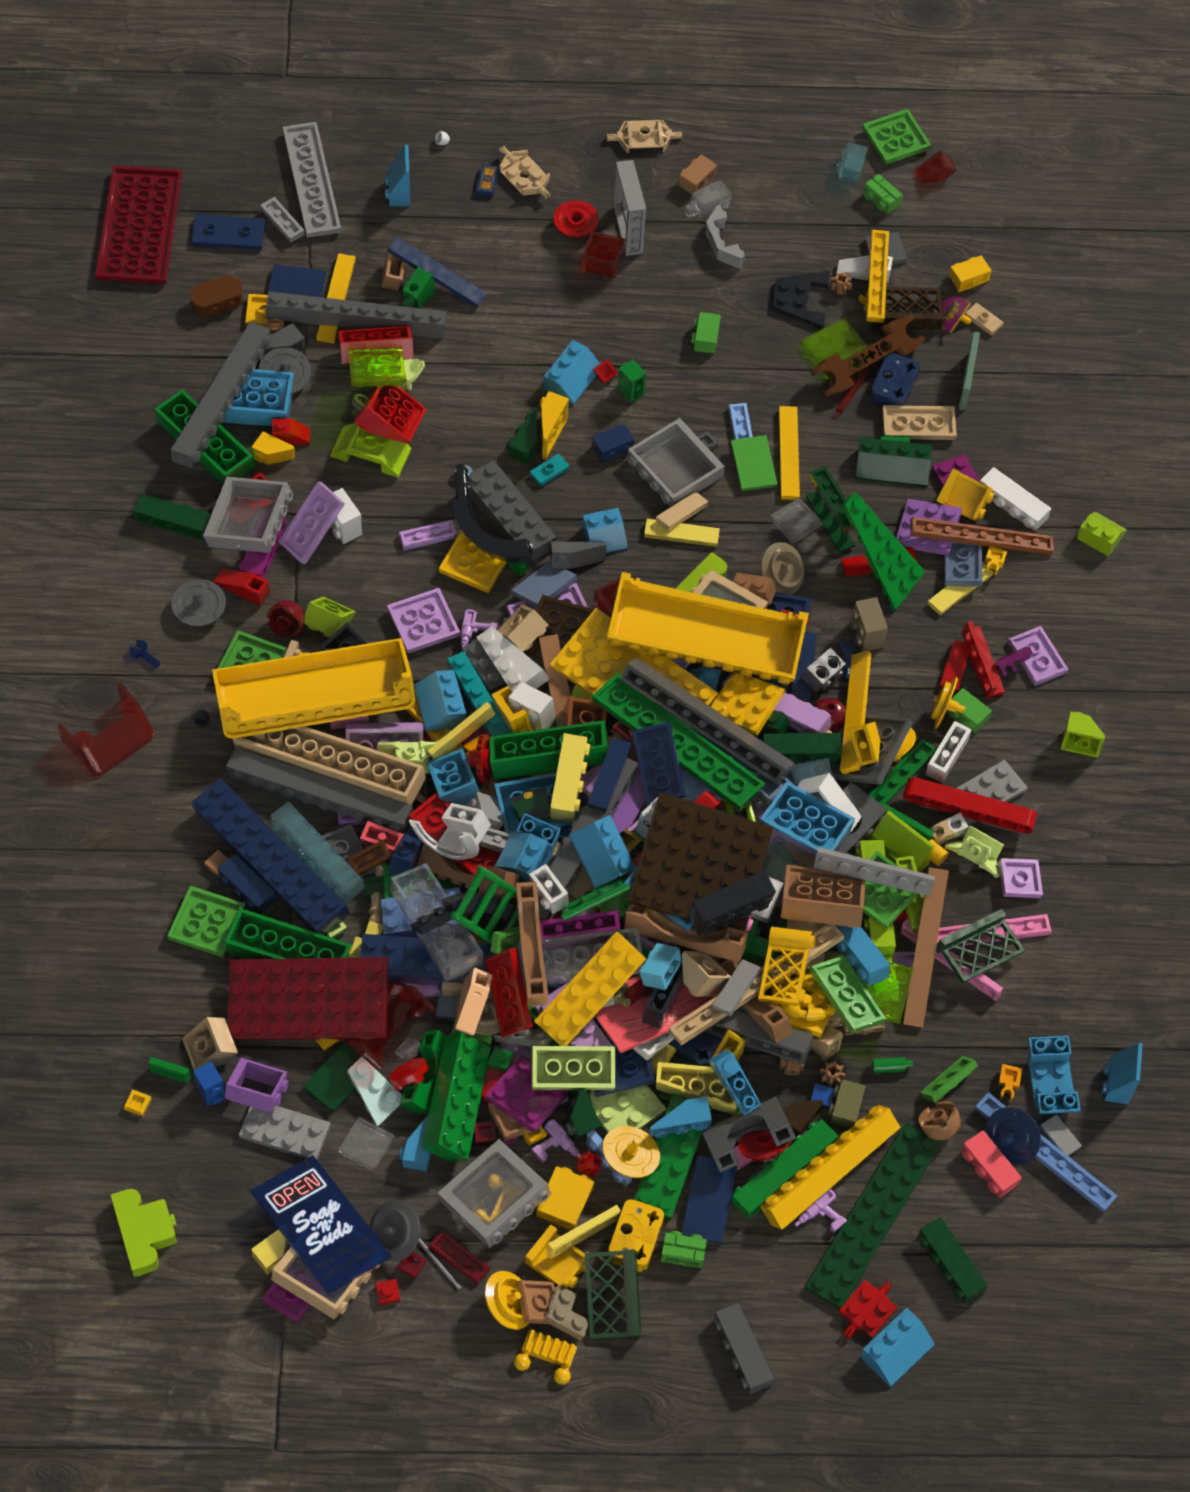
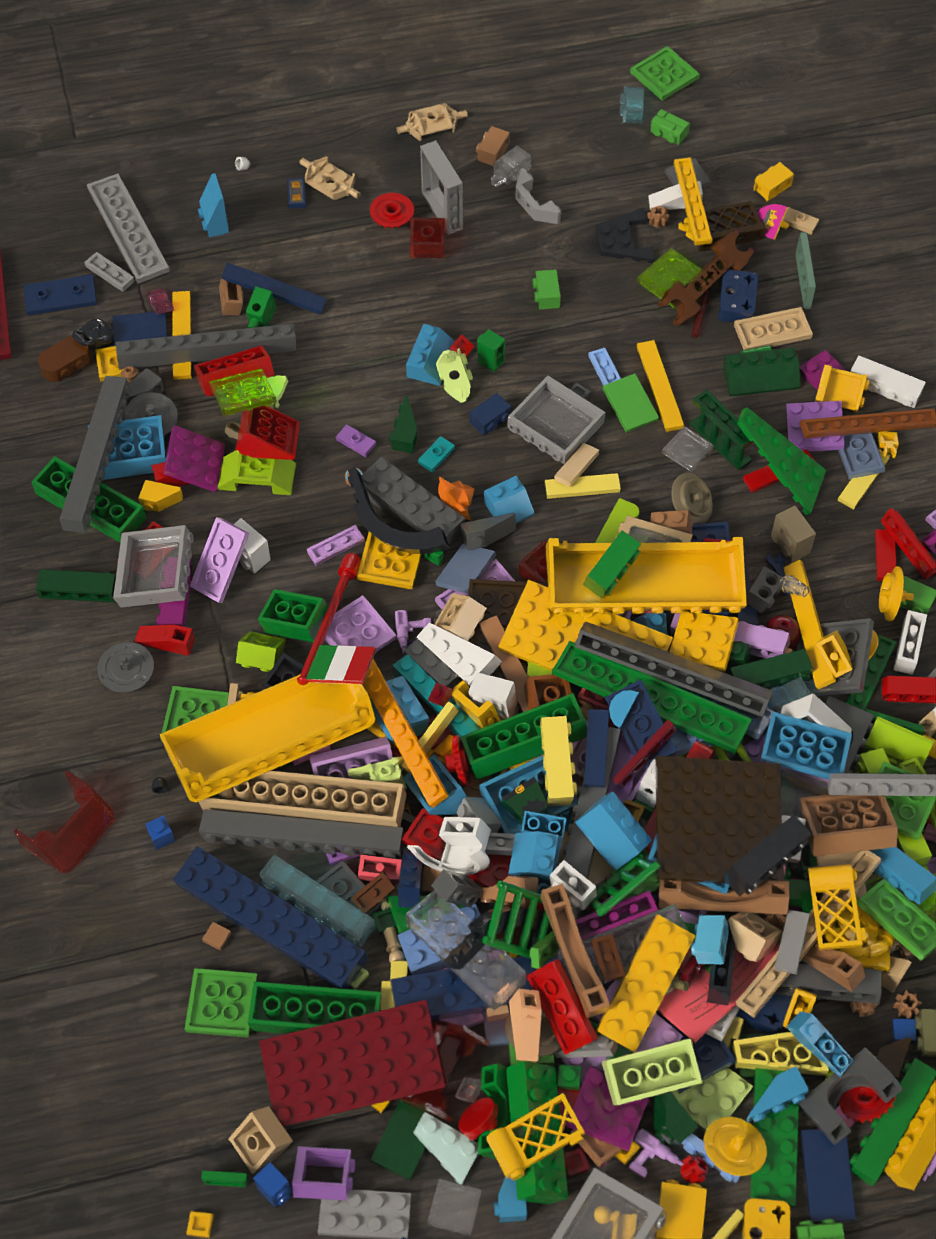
camera: 10 degrees left, 0 degrees up
(142, 652) = (81, 731): clear blue bar -> none
(190, 759) = (160, 832): none -> blue brick
(246, 884) = (252, 952): dark blue brick -> none
(253, 278) = (96, 333): none -> black piece
(286, 618) = (219, 662): dark red cylinder -> none
(314, 421) = (194, 458): none -> magenta plate
(323, 260) = (159, 301): none -> clear pink slope
(368, 591) = (293, 615): none -> green brick
(394, 642) = (333, 662): none -> flag
(424, 1098) = (507, 1147): none -> yellow piece
(435, 714) = (404, 737): none -> light orange plate
(443, 867) = (457, 888): none -> dark grey brick
(475, 439) = (356, 440): none -> medium lavender plate
(482, 694) = (440, 695): none -> dark red plate
(553, 419) = (425, 403): yellow slope -> none
(555, 514) = (456, 496): none -> orange hair
(560, 958) = (607, 958): none -> reddish brown plate
(589, 410) = (459, 387): none -> yellowish green piece
(644, 742) = (621, 706): none -> dark azure tile
(652, 790) = (644, 754): none -> dark red tile
(676, 610) = (612, 565): none -> green brick
(852, 673) = (793, 586): none -> clear cone
(935, 168) = (710, 94): clear red slope -> none

